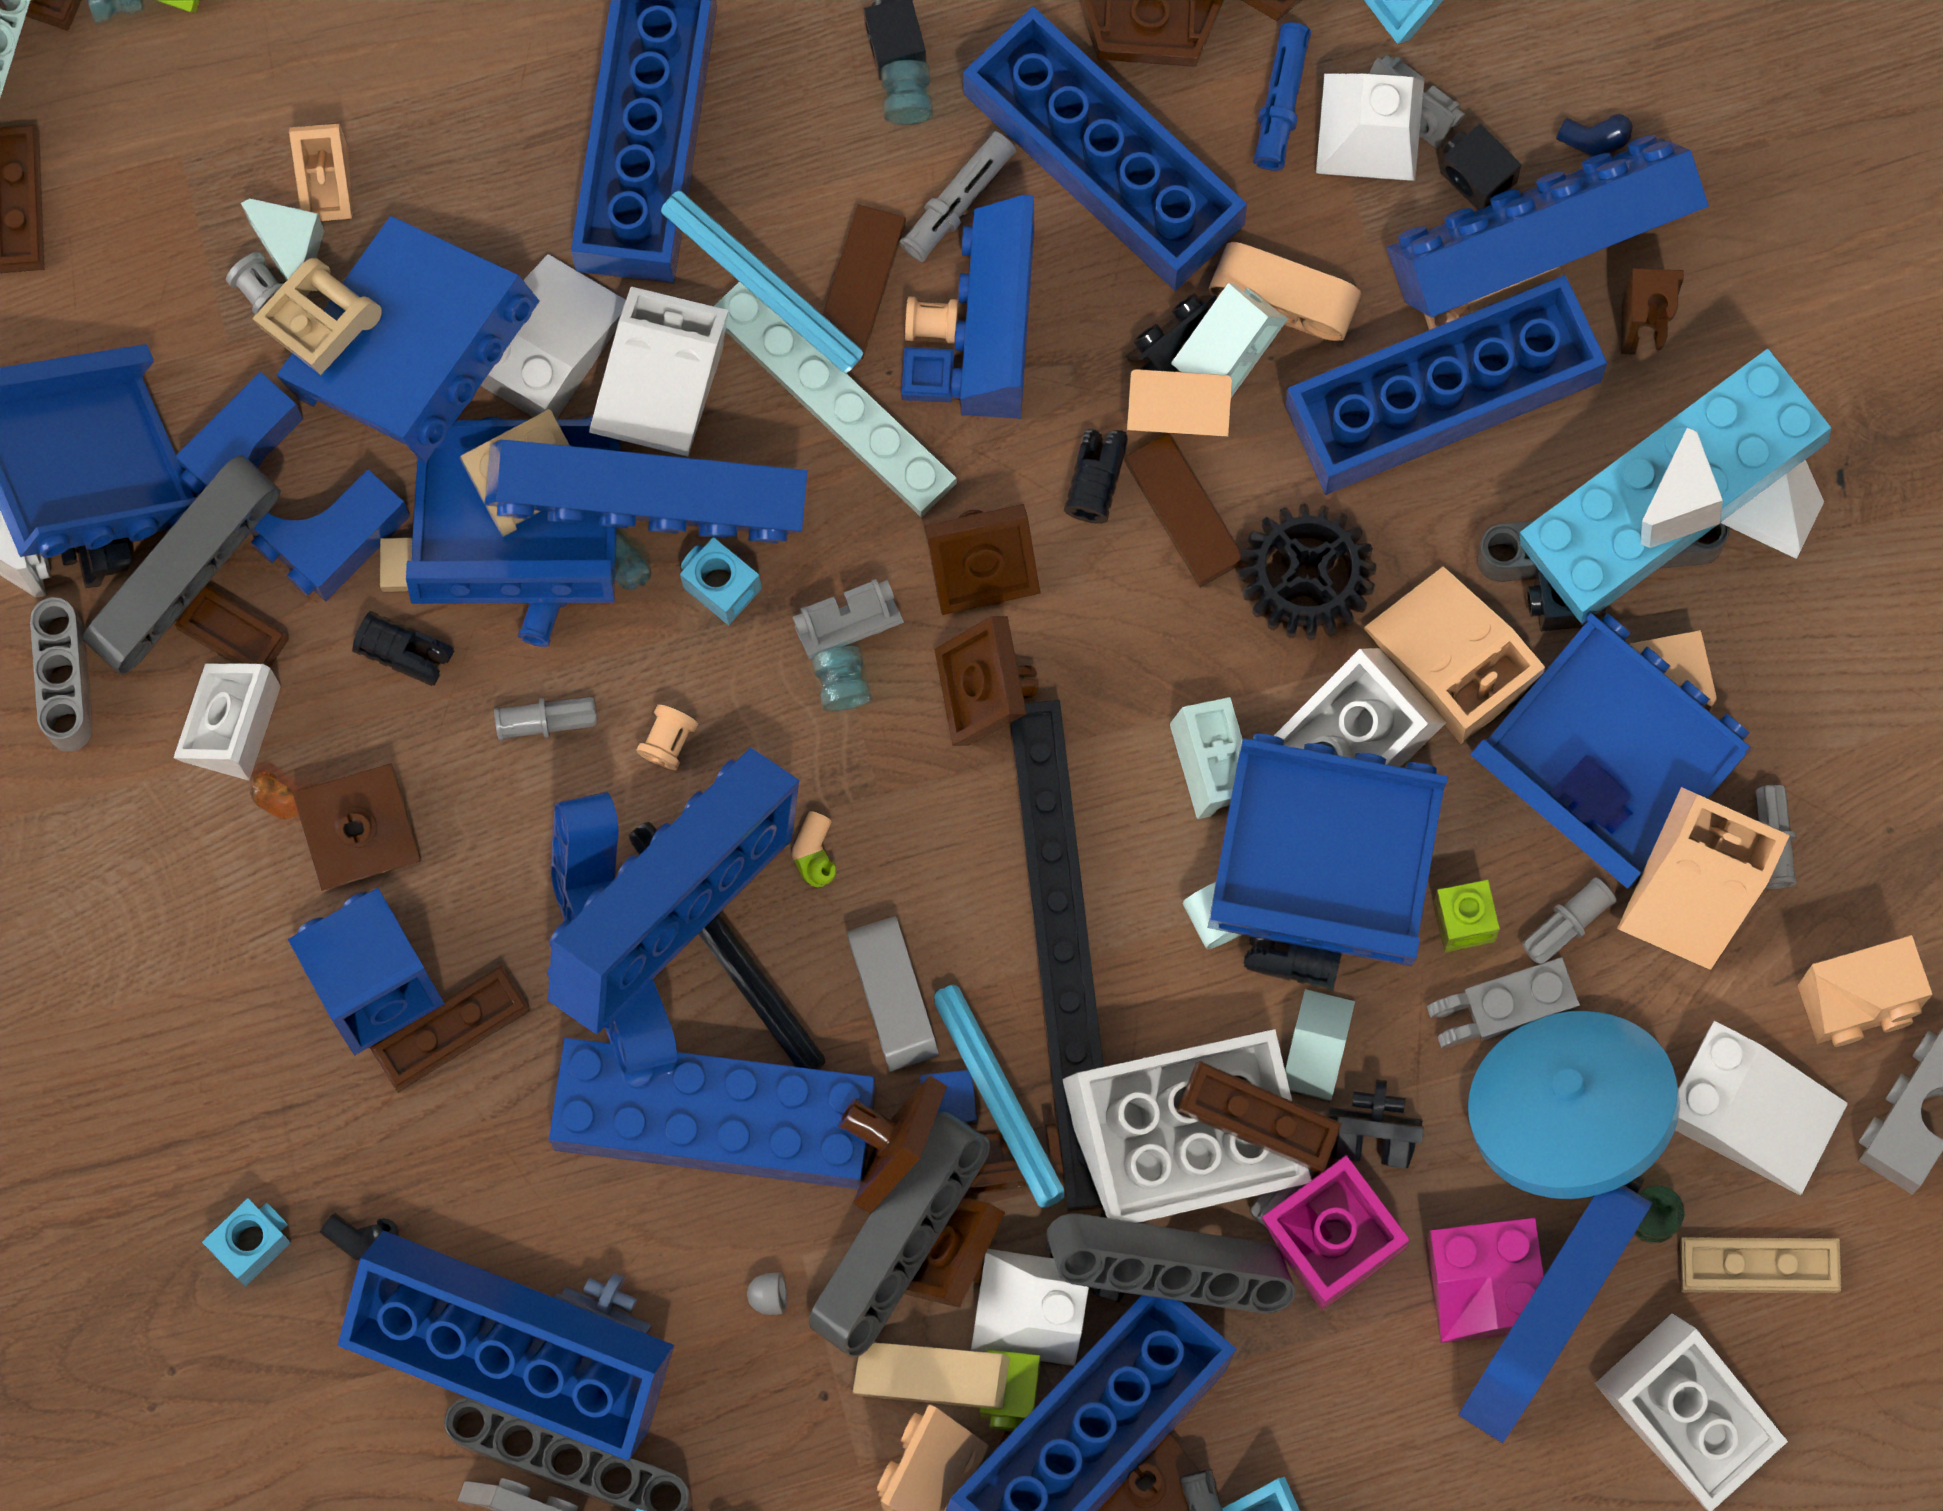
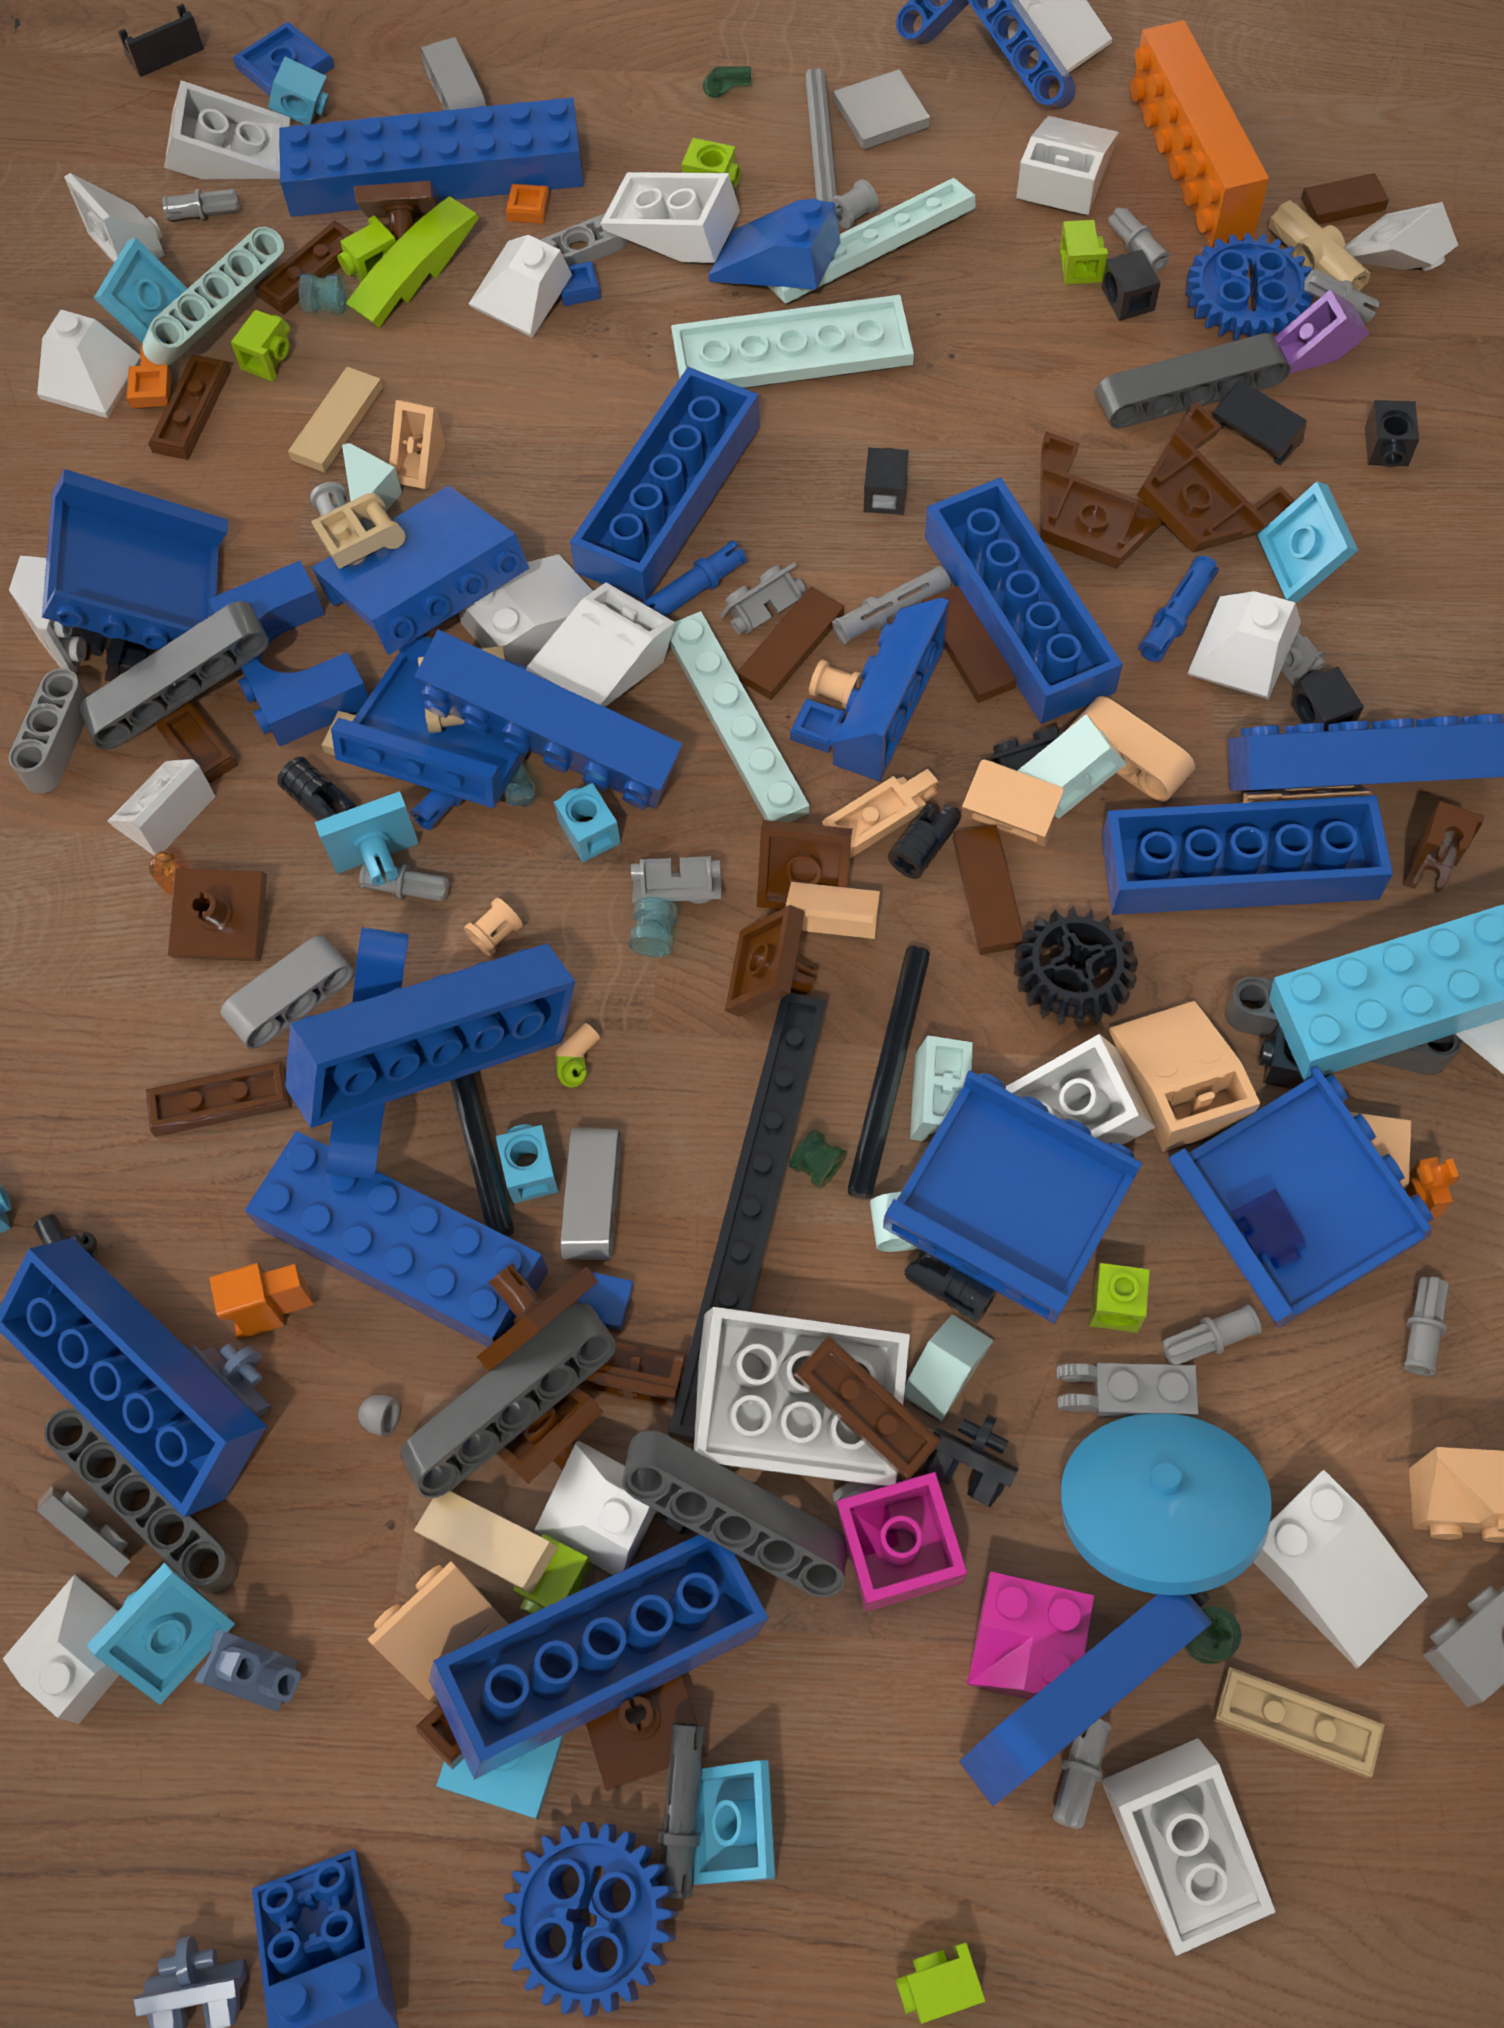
camera: 20 degrees right, 10 degrees down
(72, 89) = (261, 344): none -> lime brick
(203, 159) = (335, 419): none -> tan tile
(365, 970) = (164, 1027): blue slope -> none
(474, 887) = (287, 992): none -> light grey beam
(494, 684) = (368, 836): none -> medium azure tile
(596, 1225) = (259, 1297): none -> orange piece
(736, 221) = (703, 575): none -> blue pin
(762, 281) = (710, 609): medium azure axle -> none
(817, 1006) = (528, 1181): none -> medium azure brick
(818, 220) = (748, 605): none -> light grey hinge
(906, 92) = (881, 515): clear light blue wheel -> none
(999, 1096) = (644, 1313): medium azure axle -> none
(1030, 592) = (836, 909): none -> light nougat panel
(1037, 458) = (884, 809): none -> light nougat hinge
(1063, 217) = (973, 649): none -> reddish brown tile
(1112, 875) = (818, 1158): none -> clear green wheel
(1151, 753) = (888, 1073): none -> black axle
(1574, 1385) = (1081, 1774): none -> light grey axle
(1599, 139) = (1418, 708): dark blue arm -> none
(1685, 498) = (1439, 981): white slope -> none
(1701, 878) = (1350, 1335): light nougat slope -> none
(1738, 691) = (1432, 1183): none -> orange plate

